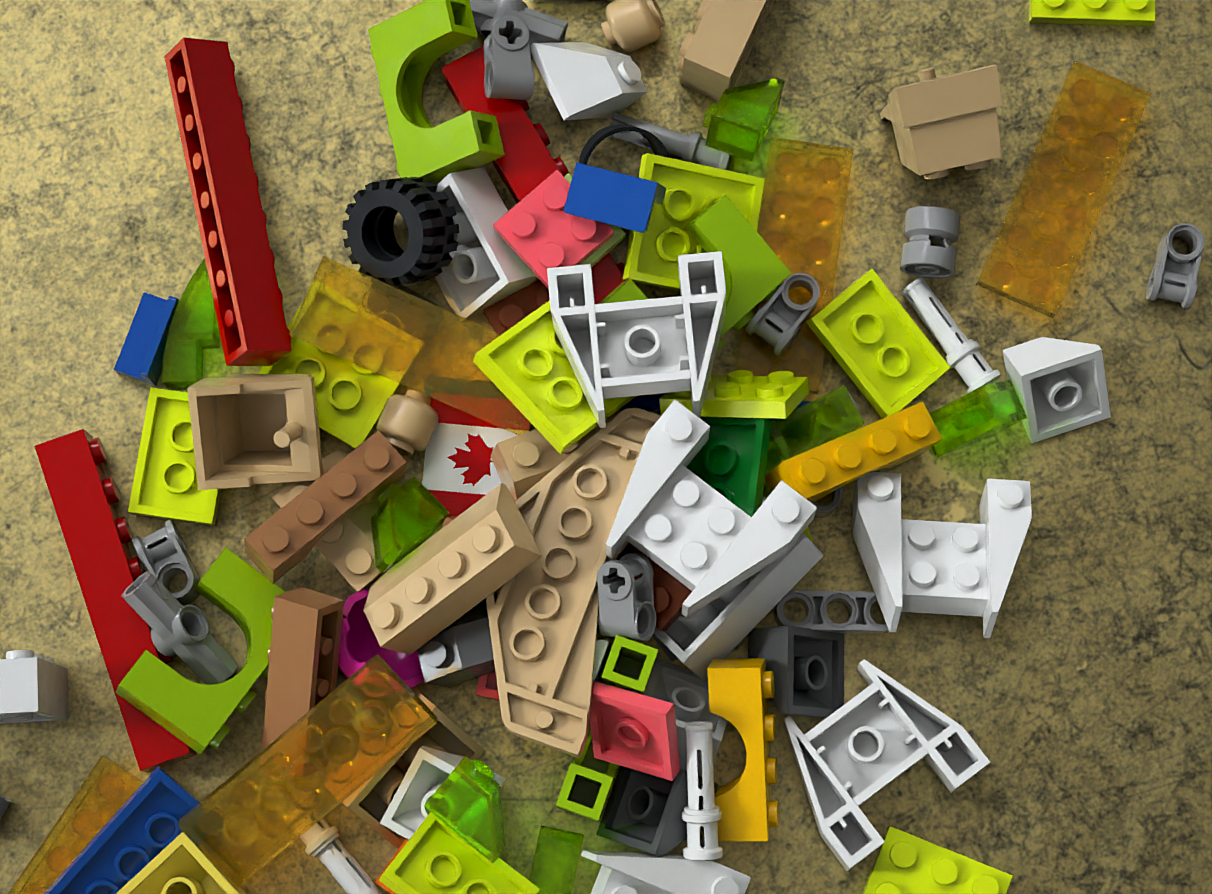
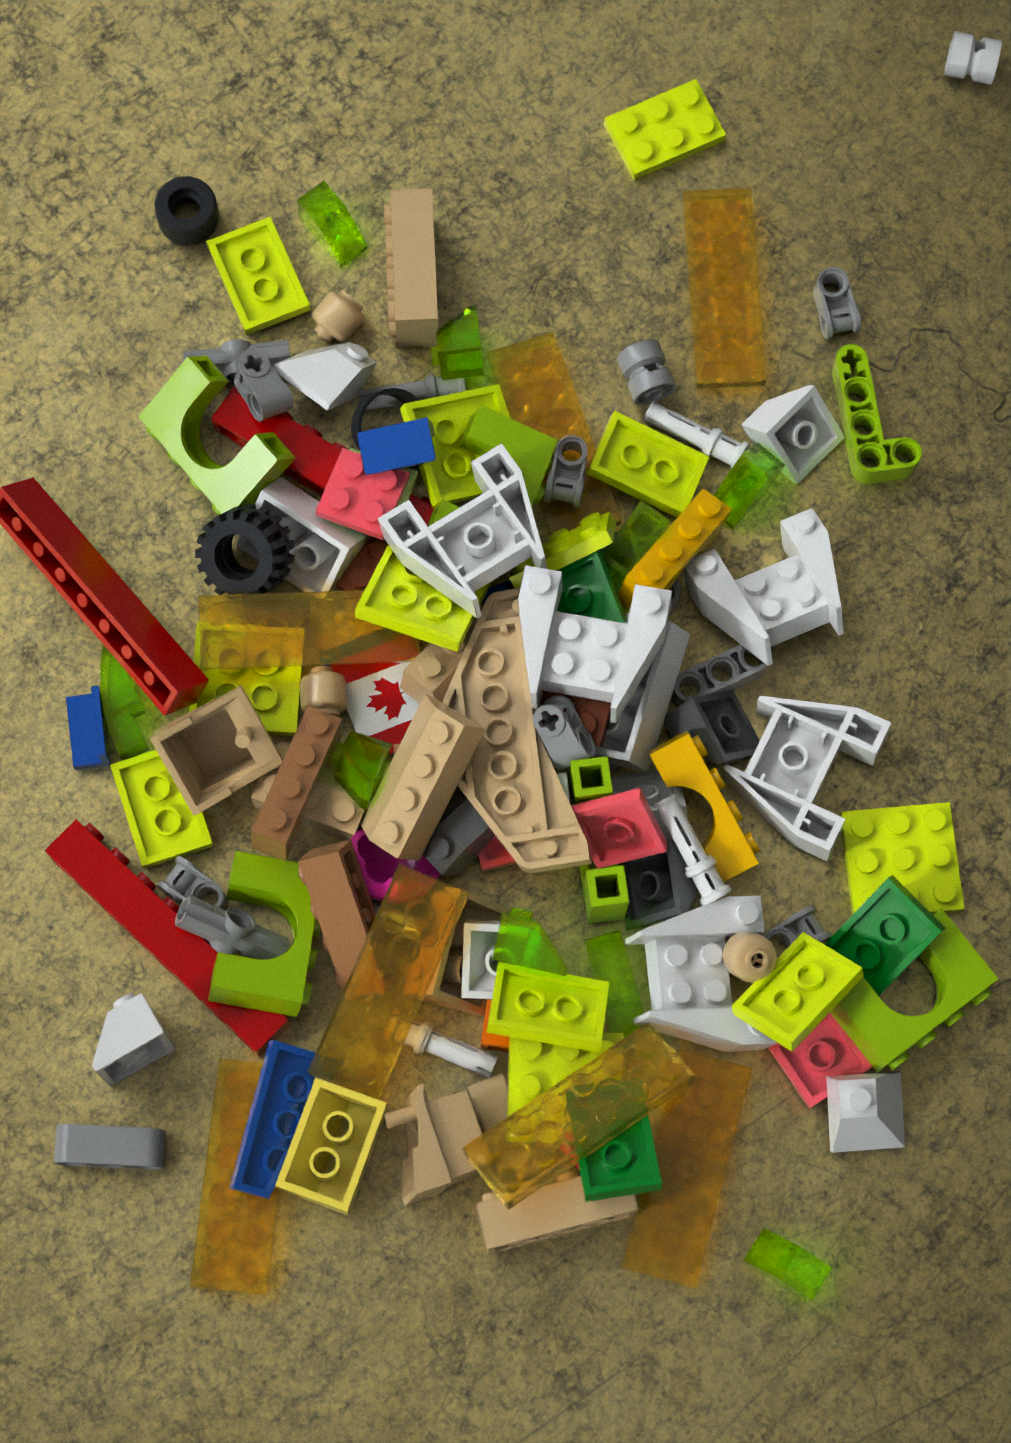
camera: 30 degrees left, 5 degrees down
(946, 121) = (613, 276): tan piece -> none
(1146, 405) = (866, 414): none -> lime beam

